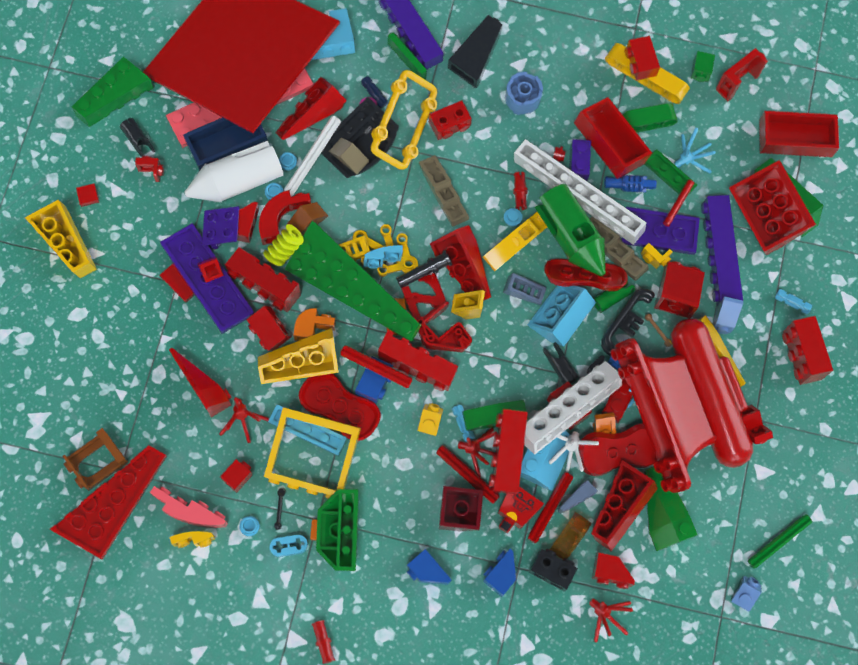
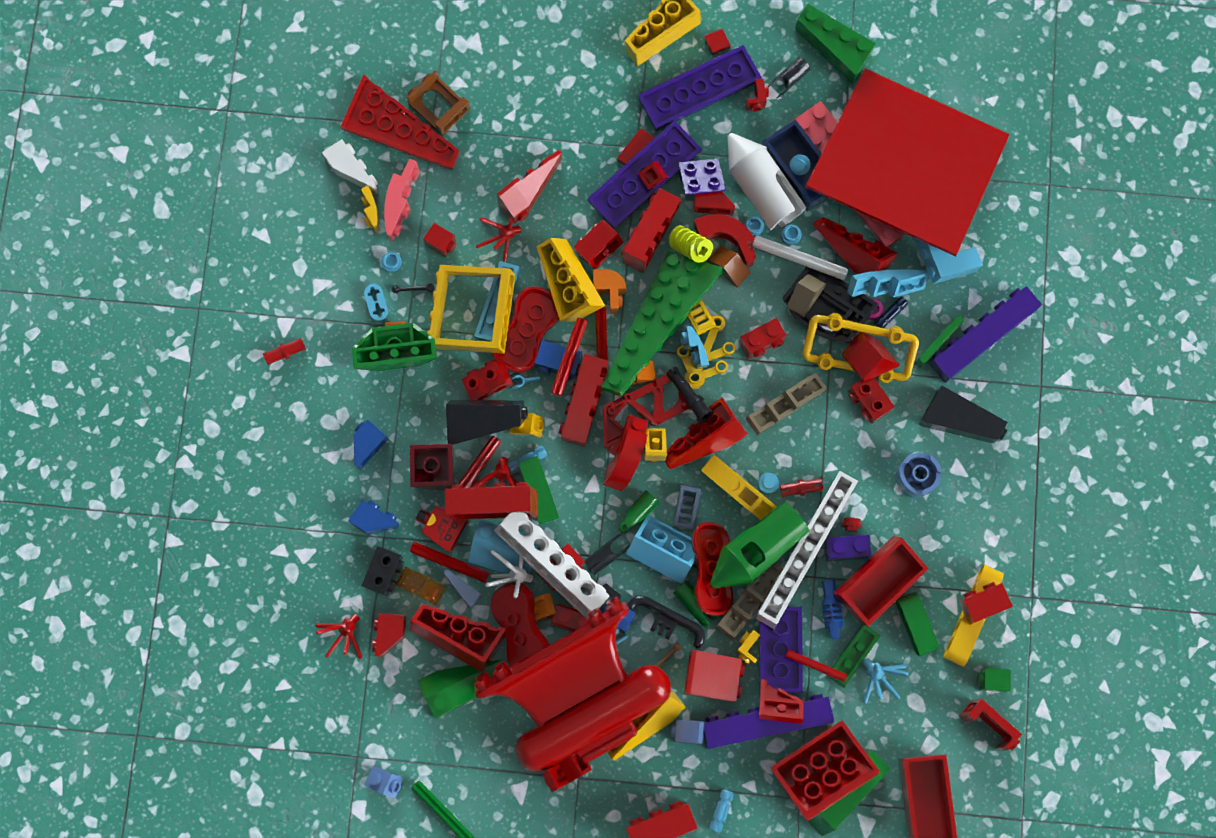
camera: 85 degrees right, 5 degrees up
(130, 217) = (699, 87): none -> dark purple plate
(141, 558) = (345, 165): none -> white slope
(228, 137) = (800, 164): none -> medium azure plate
(348, 86) = (888, 281): none -> medium azure slope
(357, 340) = (601, 333): none -> red axle
(382, 200) = (762, 338): none -> red brick
(385, 448) = (487, 380): none -> red brick
(387, 419) = (521, 381): none -> medium azure hand
(414, 114) = (868, 357): none -> red slope
(422, 454) = (482, 417): none -> black slope
(476, 326) = (629, 454): none -> red arch
(525, 331) = (638, 511): none -> green piece
(712, 235) = (779, 705): none -> red wing

